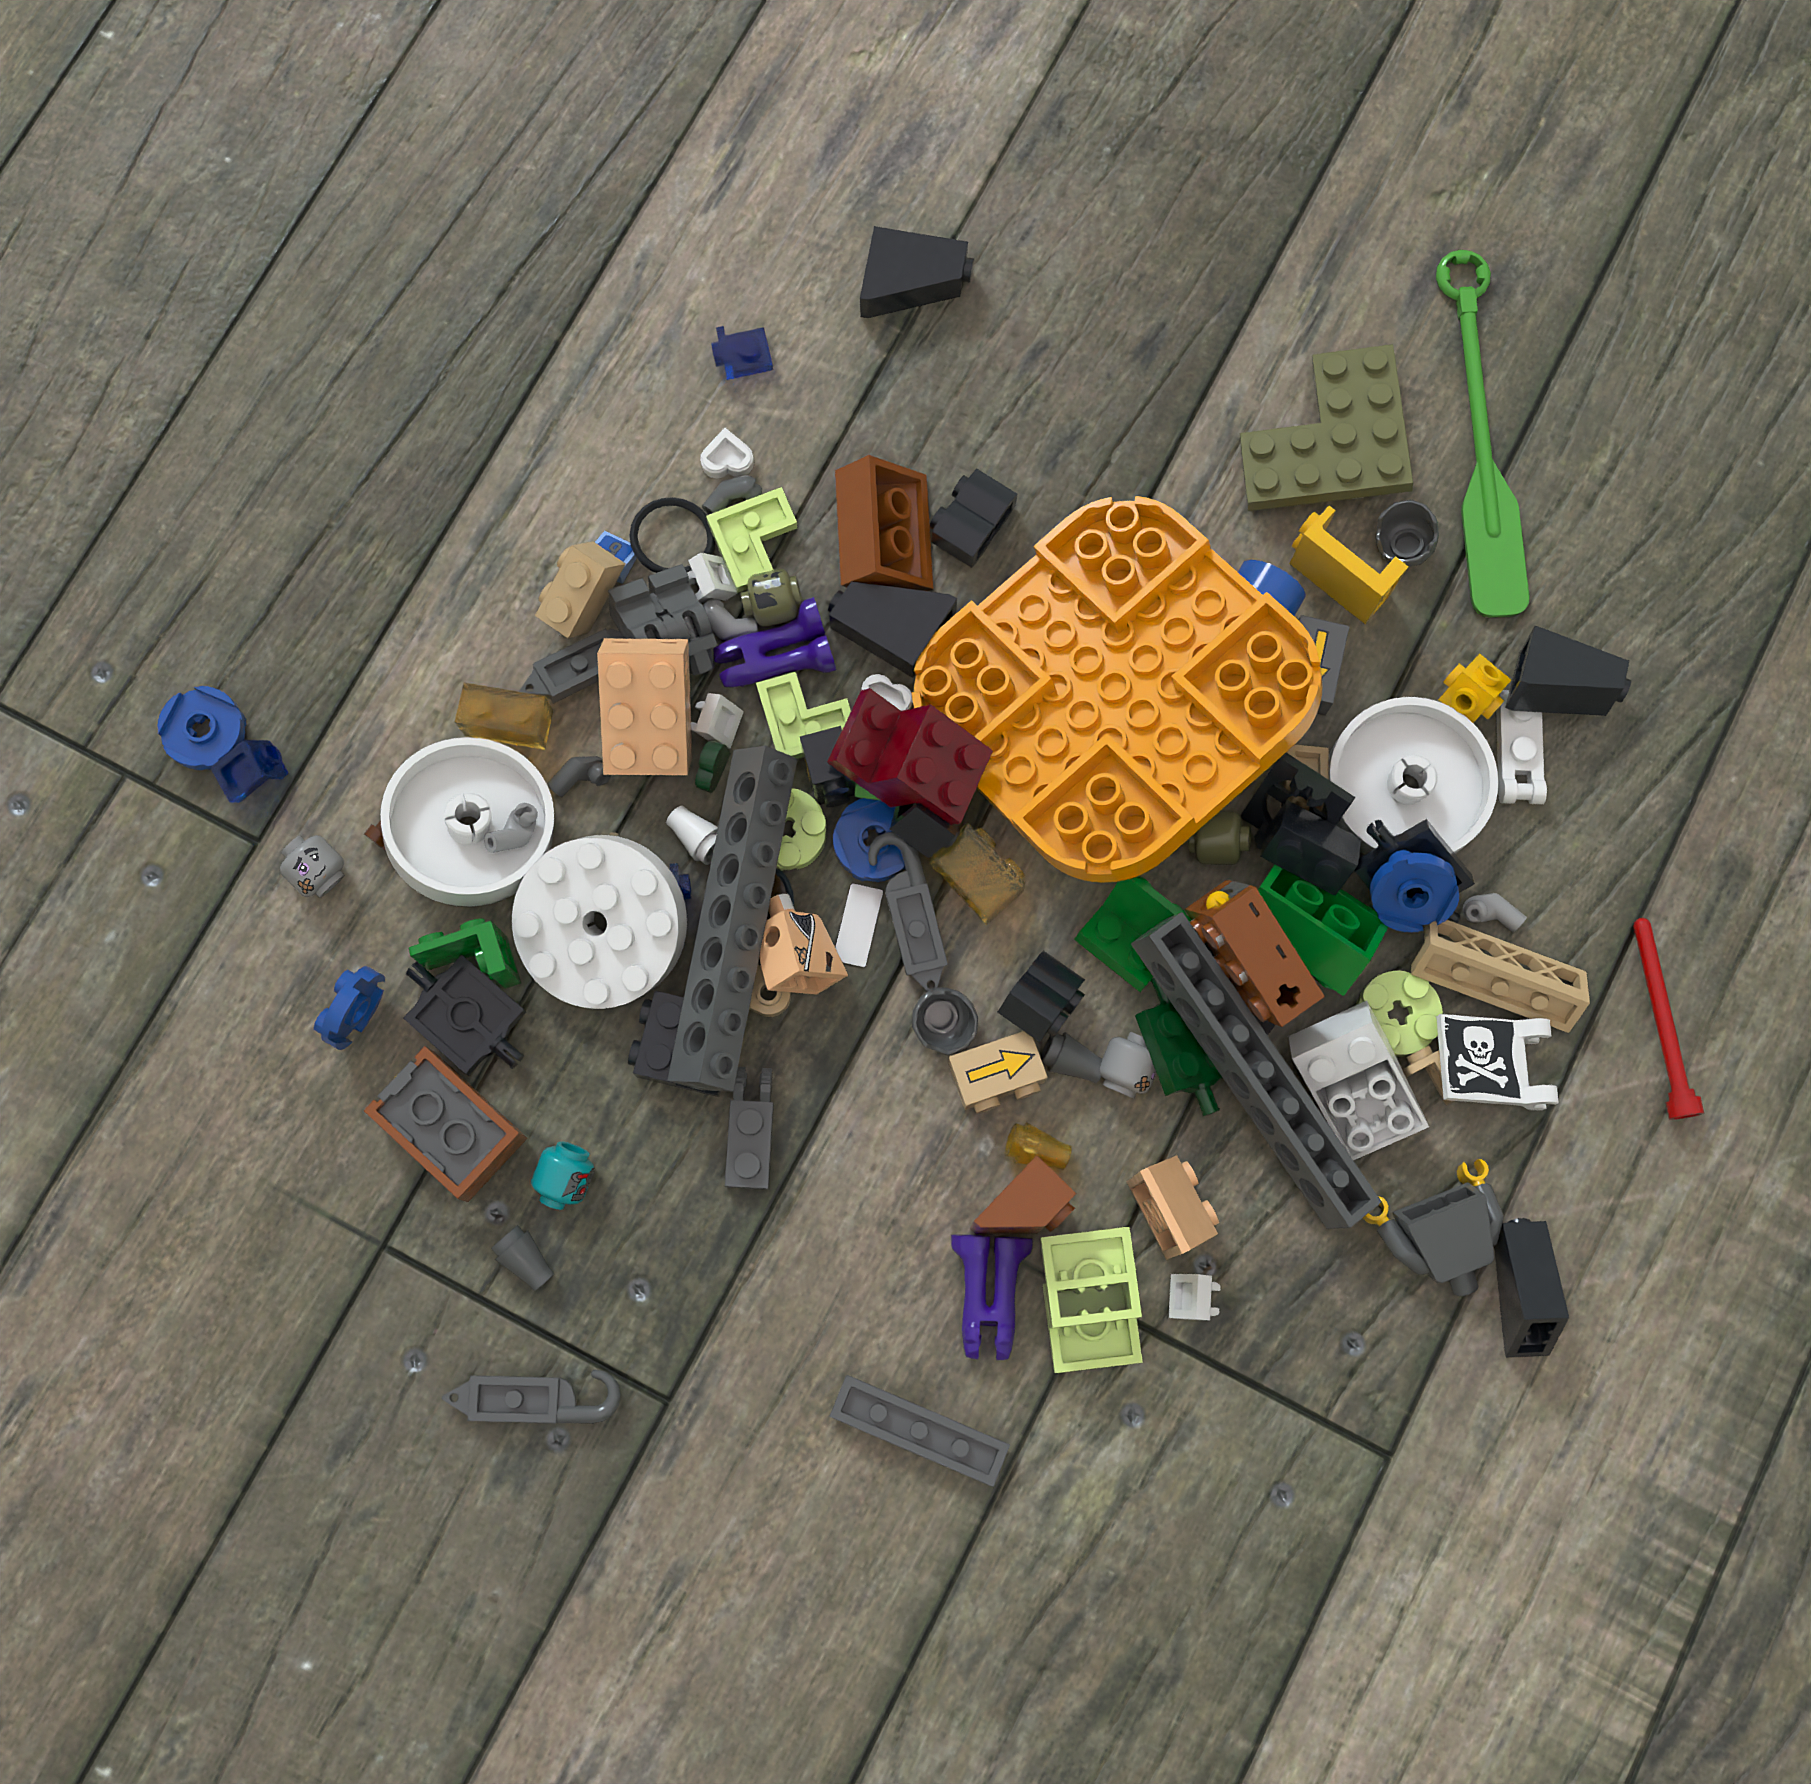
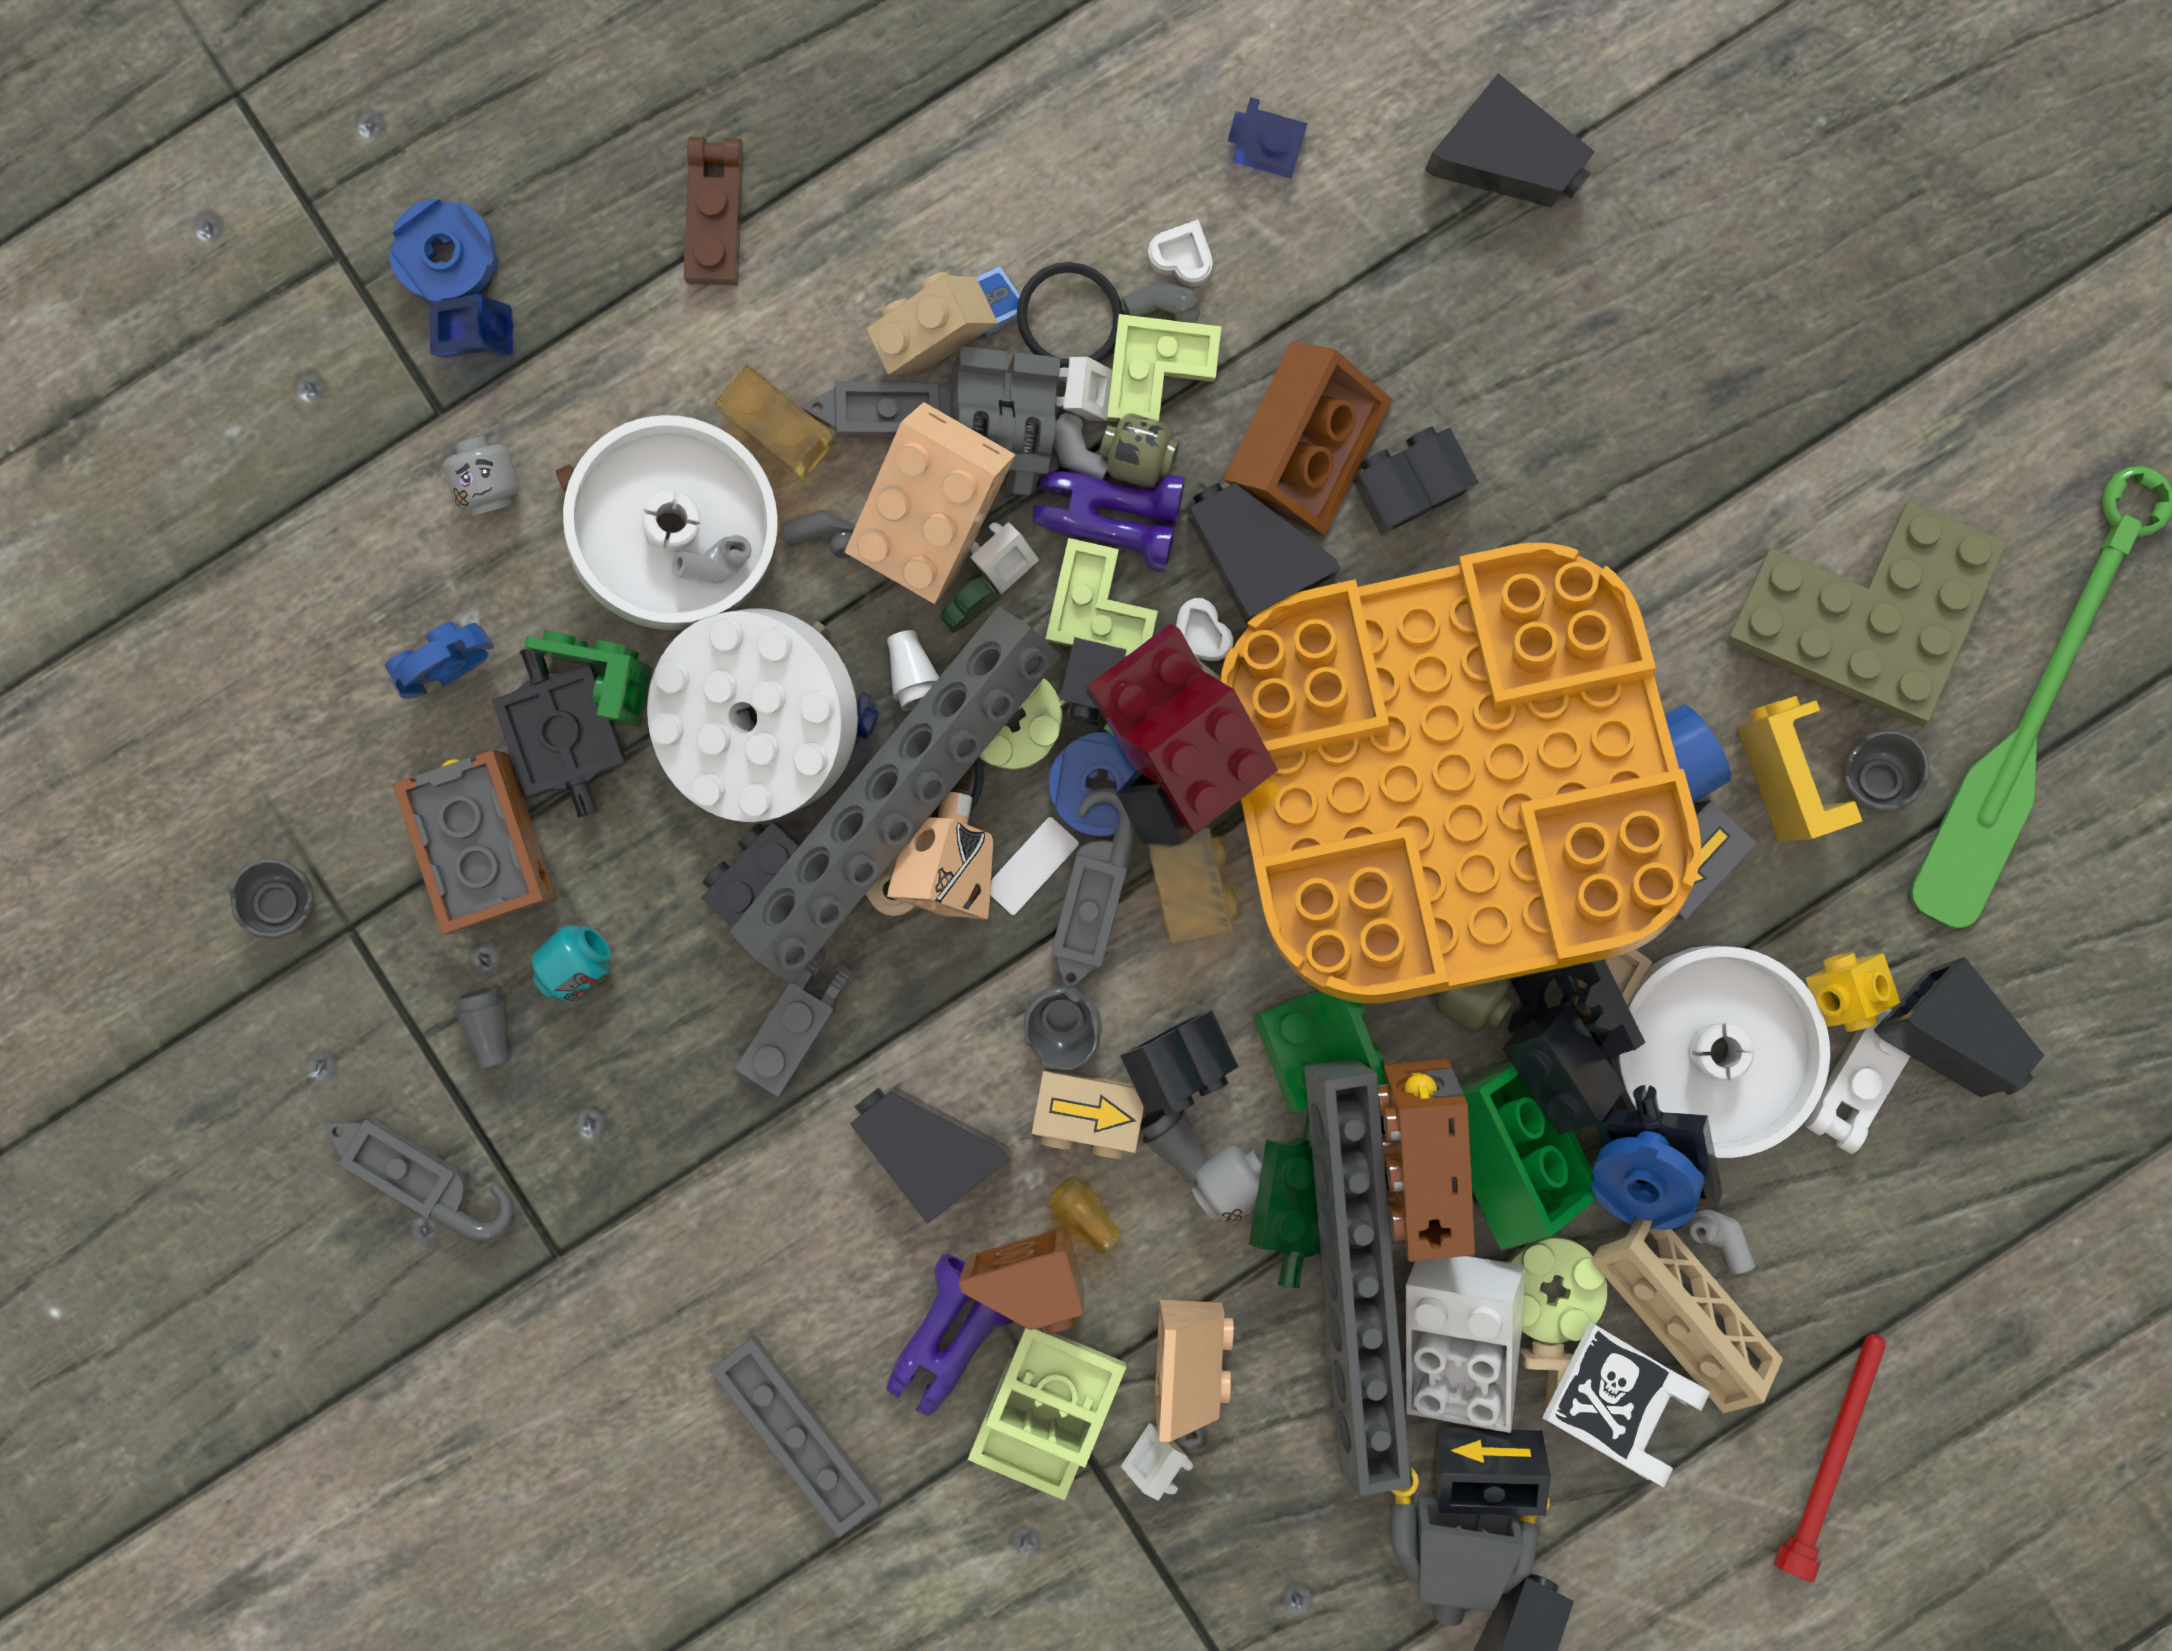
camera: 30 degrees right, 10 degrees up
(314, 1250) = (271, 898): none -> dark grey hair
(382, 601) = (713, 212): none -> reddish brown plate
(896, 1164) = (926, 1149): none -> black slope
(1432, 1162) = (1491, 1471): none -> black brick

